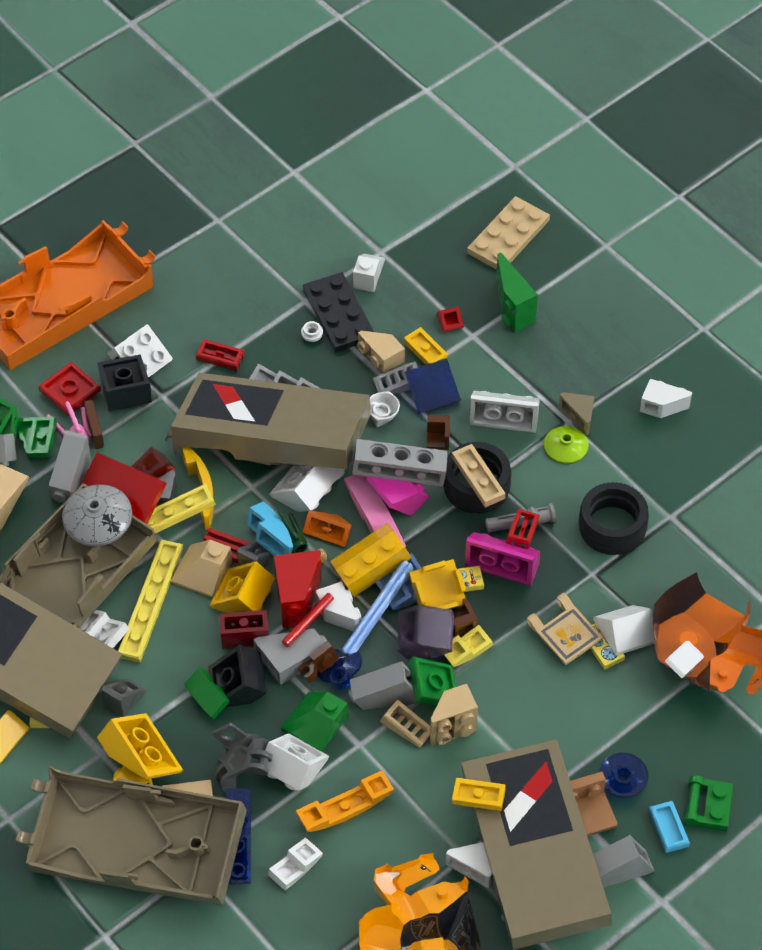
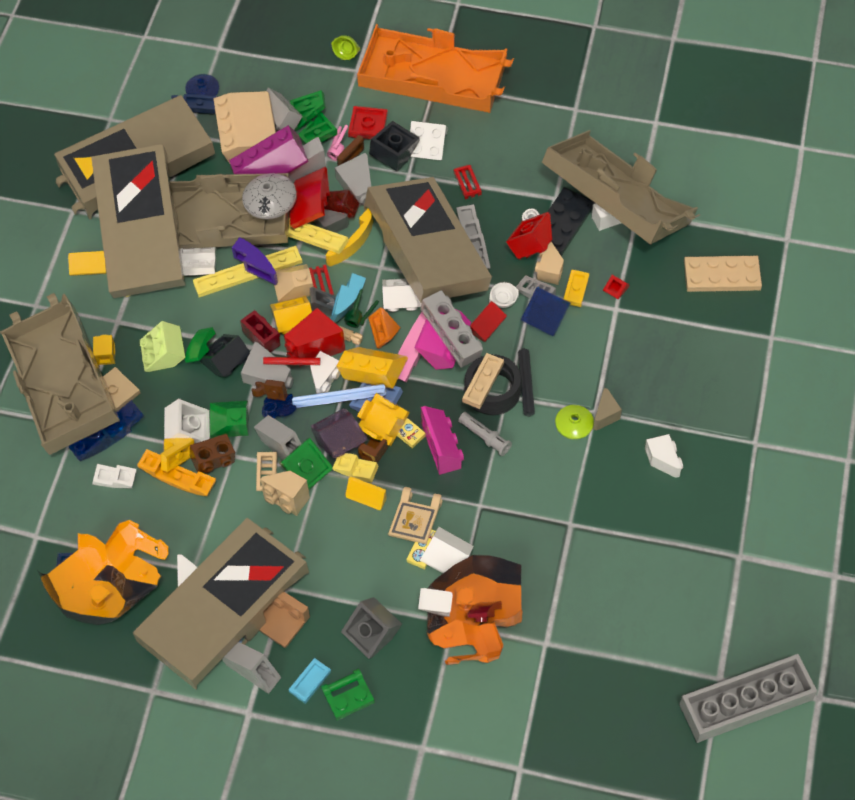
camera: 55 degrees right, 5 degrees up
(44, 487) = (275, 154): none -> magenta slope
(121, 696) = (163, 302): flat silver slope -> none
(131, 438) = (355, 176): none -> light grey slope
(138, 746) = (124, 335): yellow slope -> none
(154, 581) = (254, 260): none -> dark purple slope
(181, 726) = (162, 347): none -> yellowish green slope
(239, 754) = (167, 390): dark grey piece -> none
(318, 786) = (175, 452): none -> yellow slope
(342, 339) = (531, 236): none -> red slope
(350, 757) = (210, 450): none -> reddish brown brick
(352, 242) = (618, 186): none -> dark tan piece
(396, 432) = (487, 321): none -> red slope
(438, 432) = (514, 341): reddish brown panel -> none
(478, 794) = (224, 542): yellow plate -> none
(504, 411) = (564, 364): white slope -> none
(505, 655) = (365, 493): none -> yellow slope
(515, 296) = (661, 307): green slope -> none
(516, 464) = (527, 388): none -> black axle
(520, 539) = (471, 439): red tile -> none
(613, 541) = (530, 466): black tyre -> none
(625, 766) = (323, 617): clear blue dish -> none
(656, 738) = (371, 627): none -> dark grey slope
(717, 632) = (484, 610): none -> dark red slope

